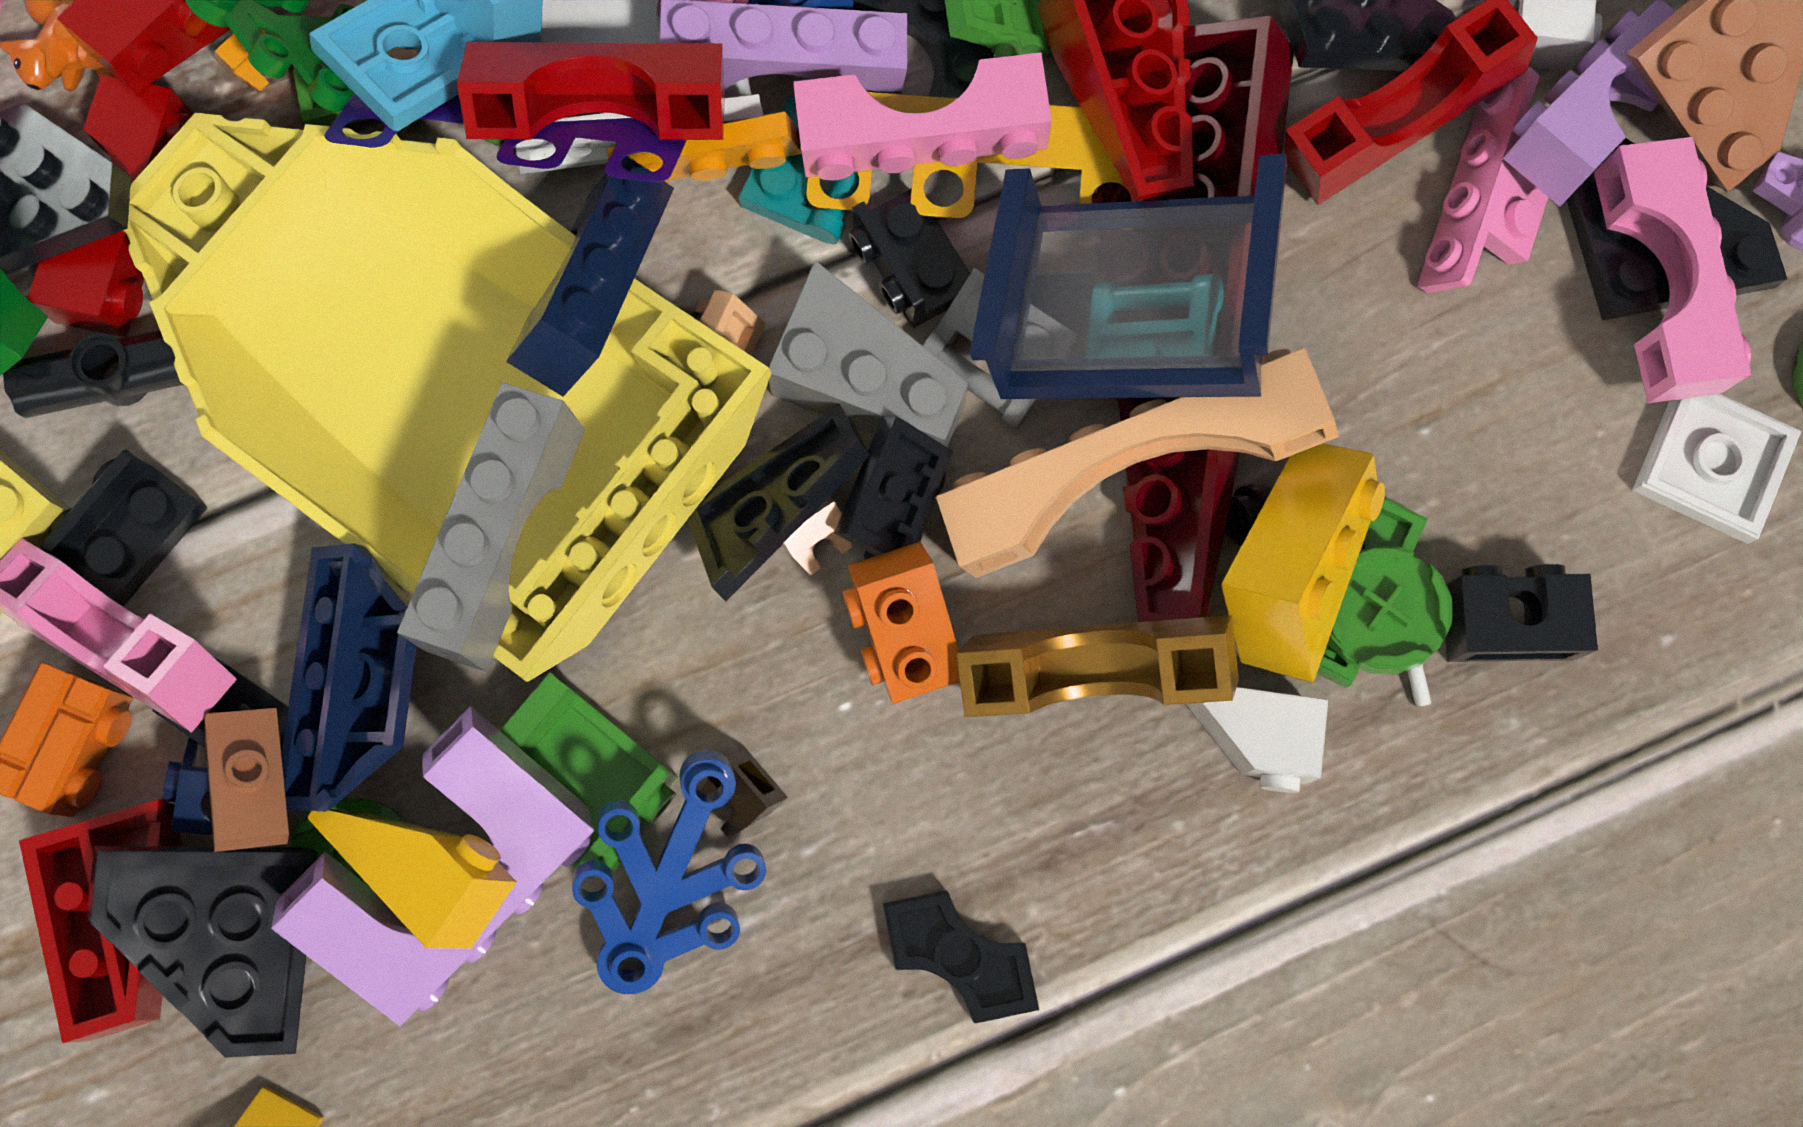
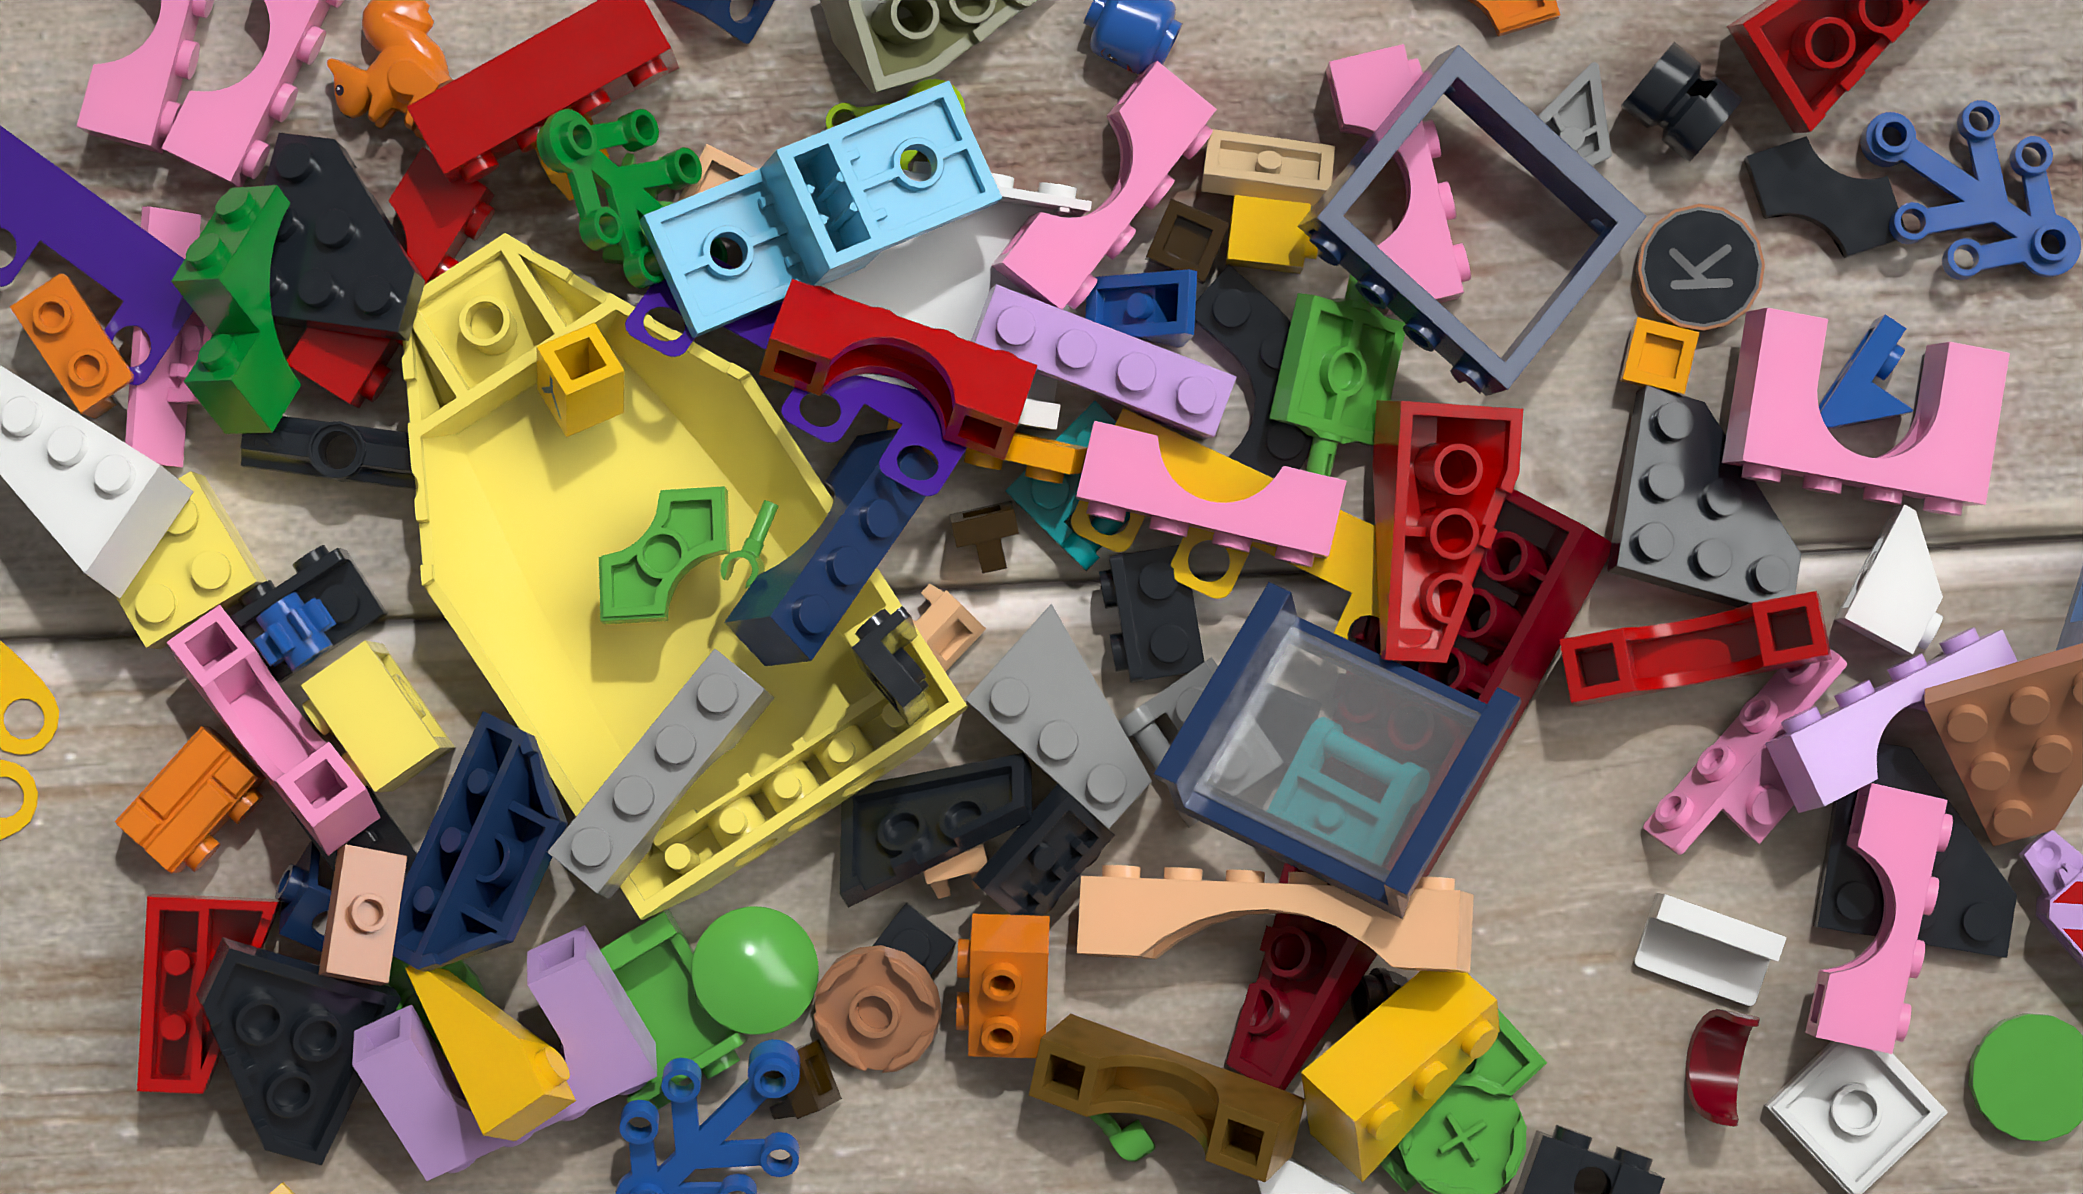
camera: 25 degrees right, 10 degrees up
(101, 536) = (294, 632): none -> blue gear
(205, 590) = (375, 717): none -> light yellow brick
(304, 210) = (580, 379): none -> yellow brick
(426, 363) = (642, 578): none -> bright green tile
(517, 302) = (753, 545): none -> bright green hand
(659, 703) = (754, 970): none -> bright green dish
(680, 336) = (889, 665): none -> black bracket
(734, 233) = (985, 528): none -> dark brown tile
(790, 696) = (877, 1009): none -> nougat tile
(802, 630) = (916, 937): none -> black plate
(1076, 735) = (1130, 1142): none -> bright green hand
(1523, 363) = (1706, 949): none -> white panel
(1571, 457) = (1716, 1062): none -> dark red helmet

